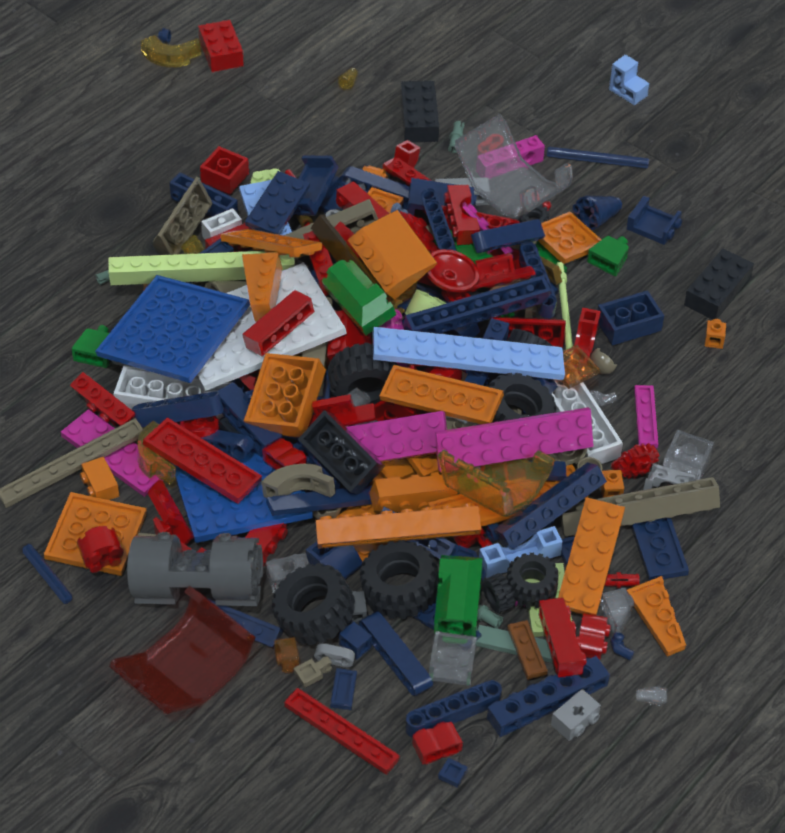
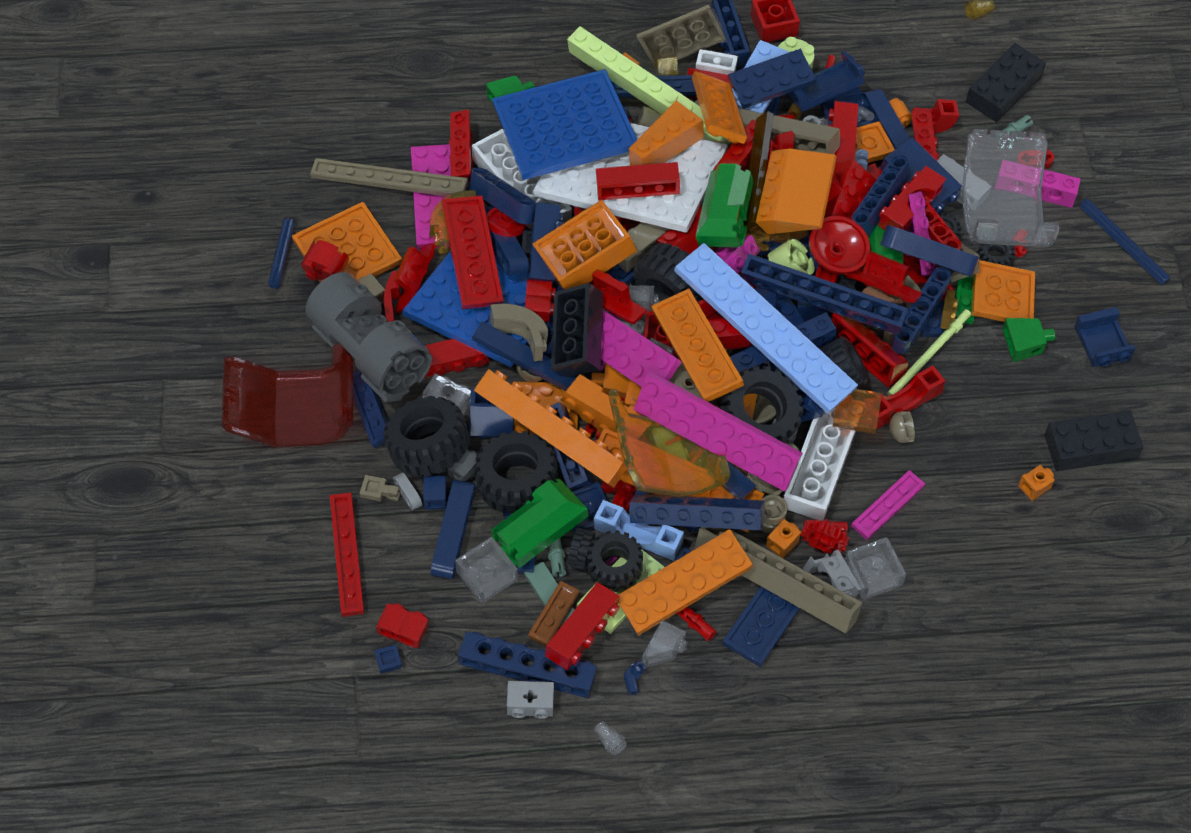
camera: 45 degrees right, 10 degrees up
(99, 479) = (394, 208): orange brick -> none
(286, 654) = (374, 460): clear orange brick -> none
(343, 689) = (387, 523): dark blue tile -> none
(460, 701) = (453, 617): dark blue beam -> none
(592, 635) = (618, 648): red brick -> none
(596, 209) = (1059, 288): dark blue cone -> none
(602, 399) = (865, 458): clear arm -> none
(630, 317) = (971, 407): dark blue brick -> none
(655, 609) = (695, 674): orange wing -> none

